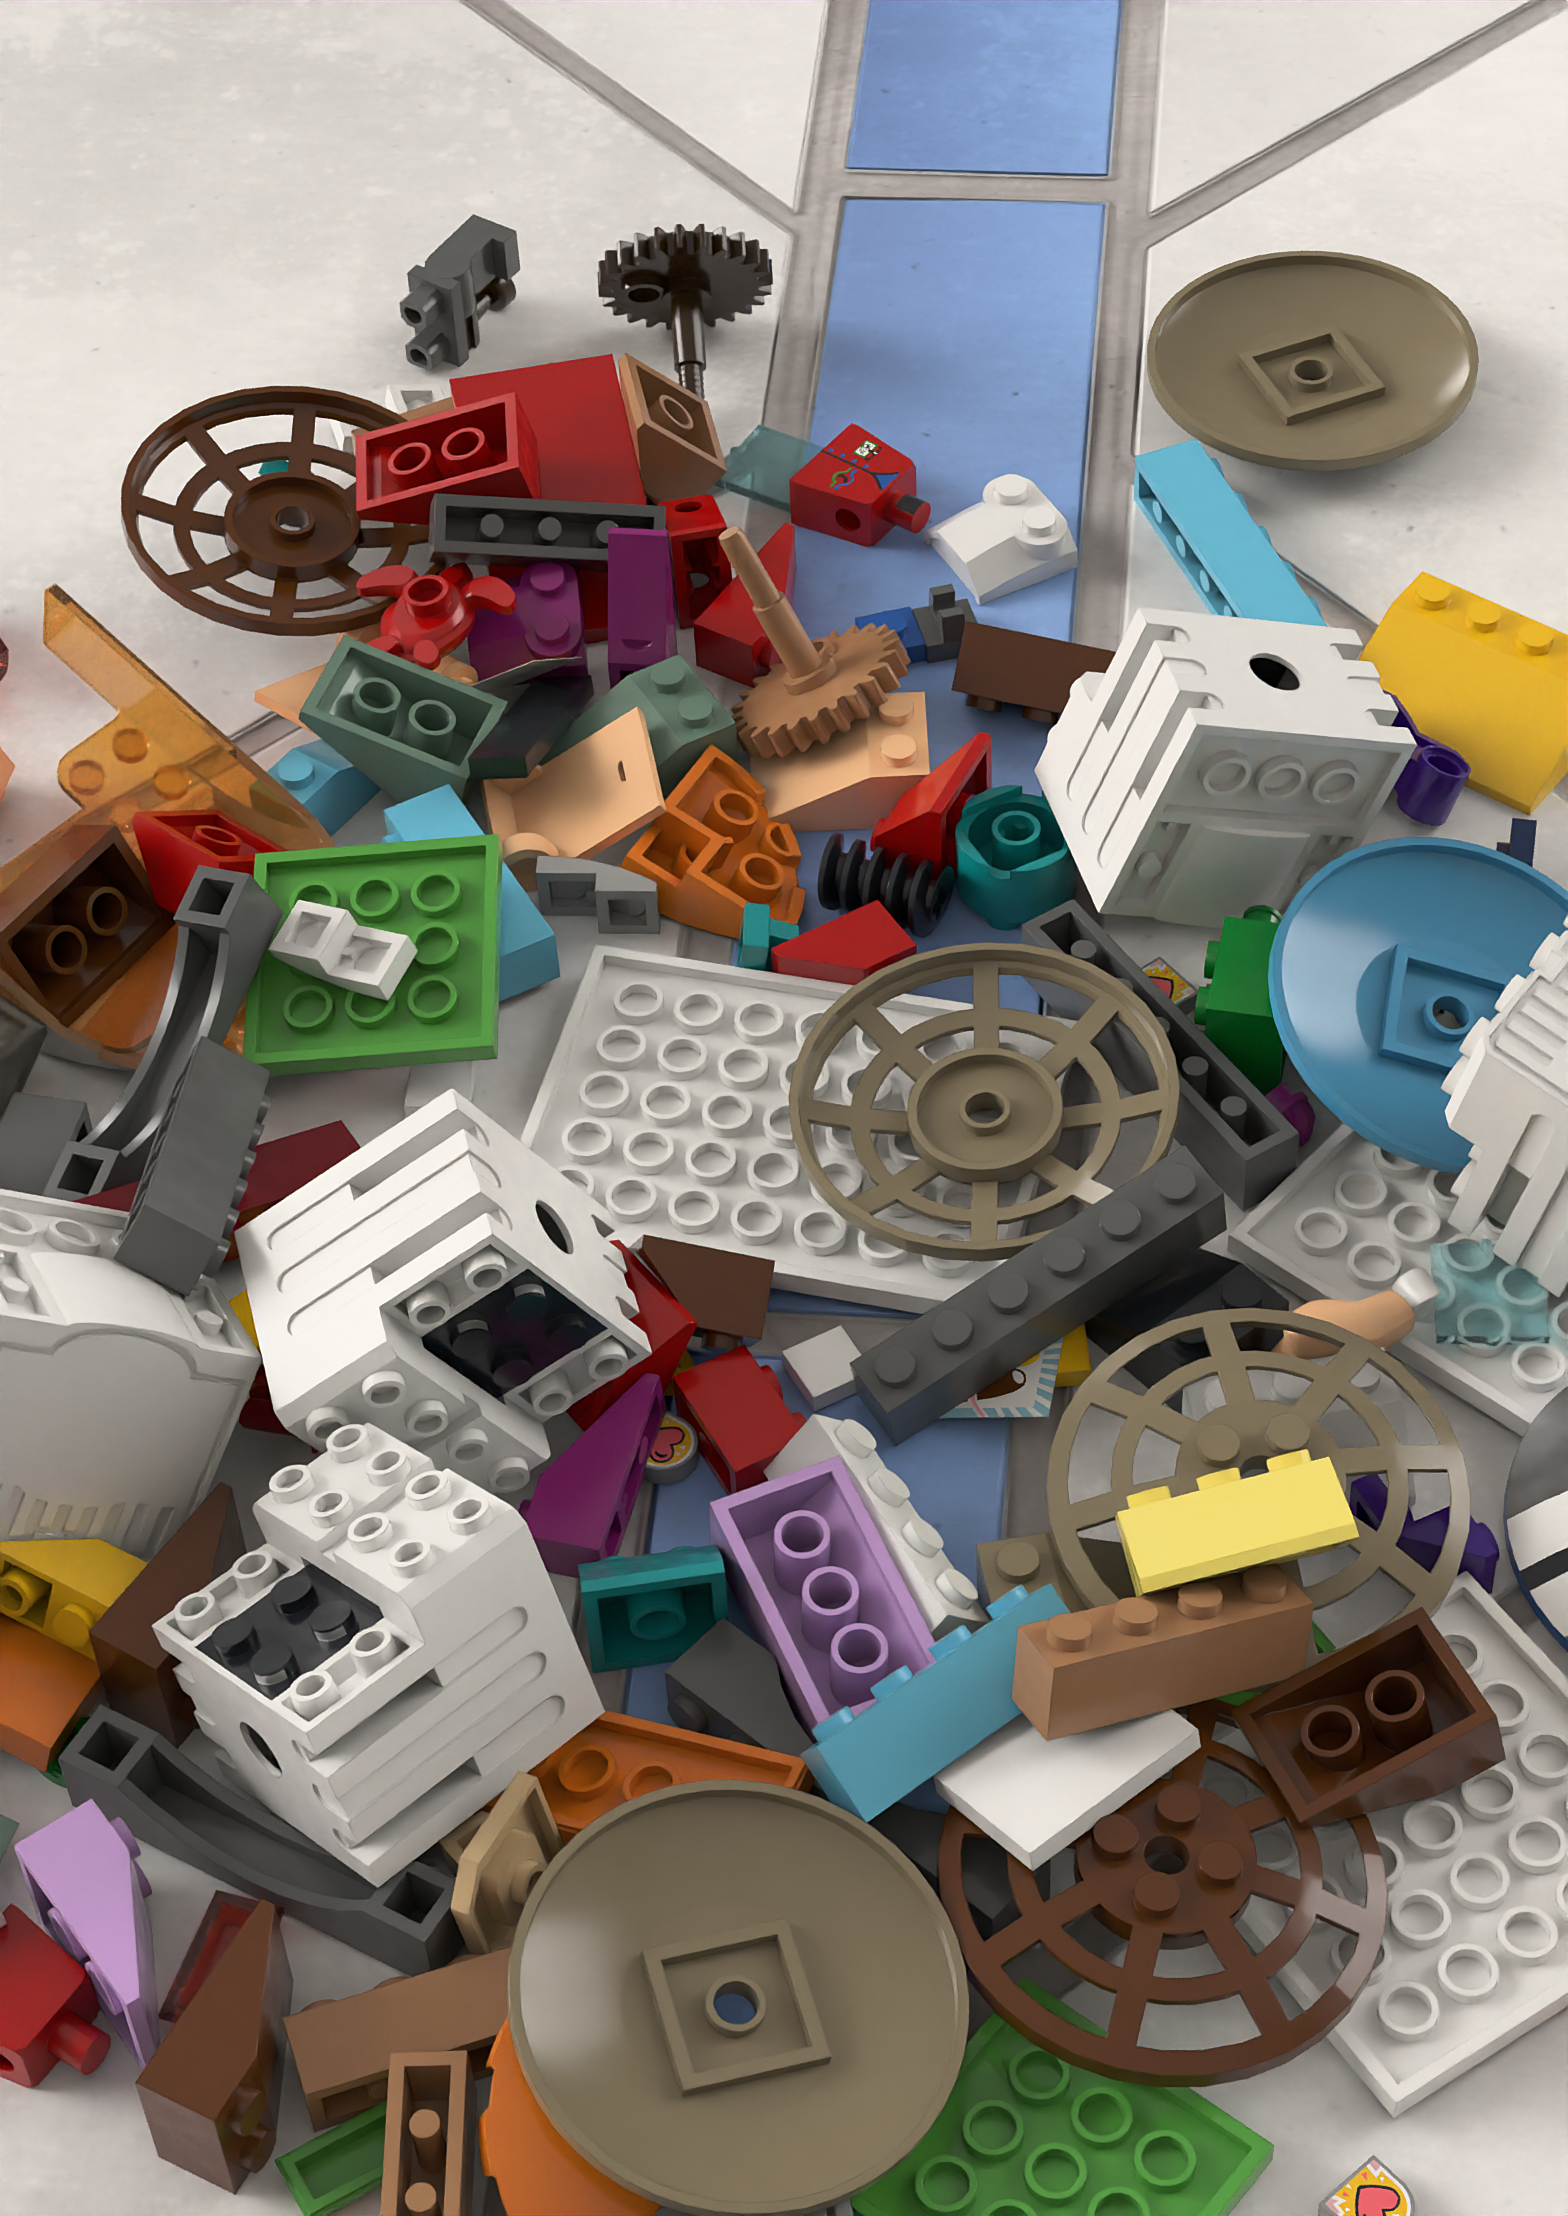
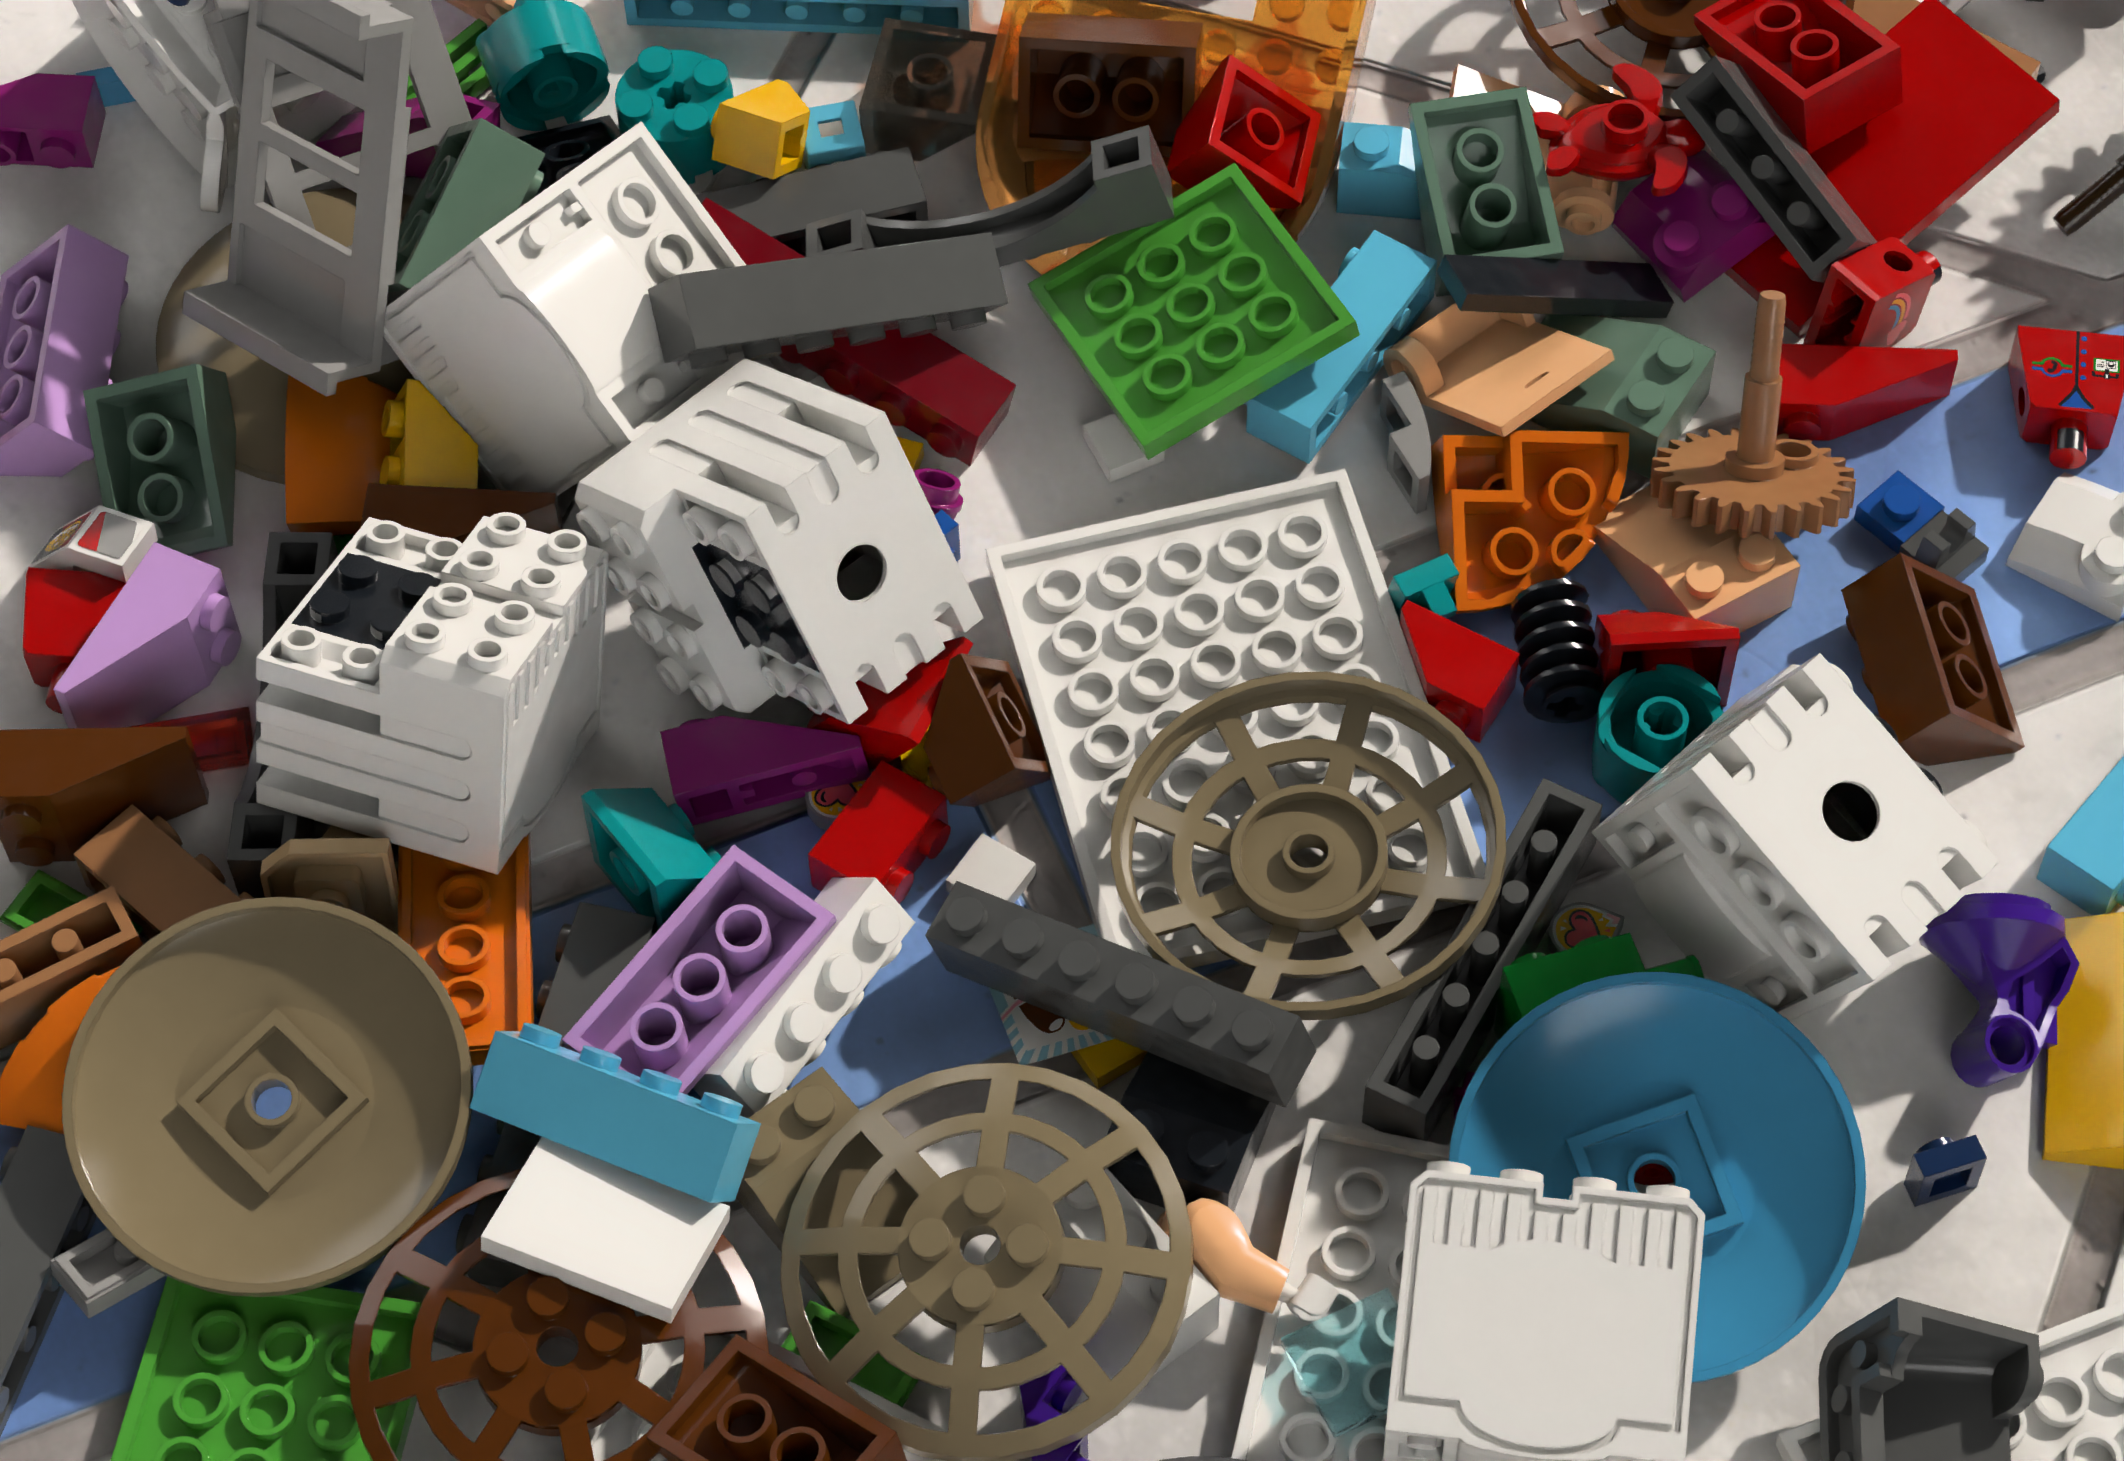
camera: 60 degrees right, 10 degrees up
(340, 951) = (1165, 282): white slope -> none
(521, 674) = (1612, 243): white sticker -> none
(639, 601) = (1724, 295): magenta slope -> none
(670, 434) = (2004, 196): medium nougat slope -> none
(765, 464) = (2068, 299): clear light blue piece -> none
(1161, 1651) = (723, 1243): medium nougat brick -> none
(1234, 1523) = (871, 1241): light yellow slope -> none

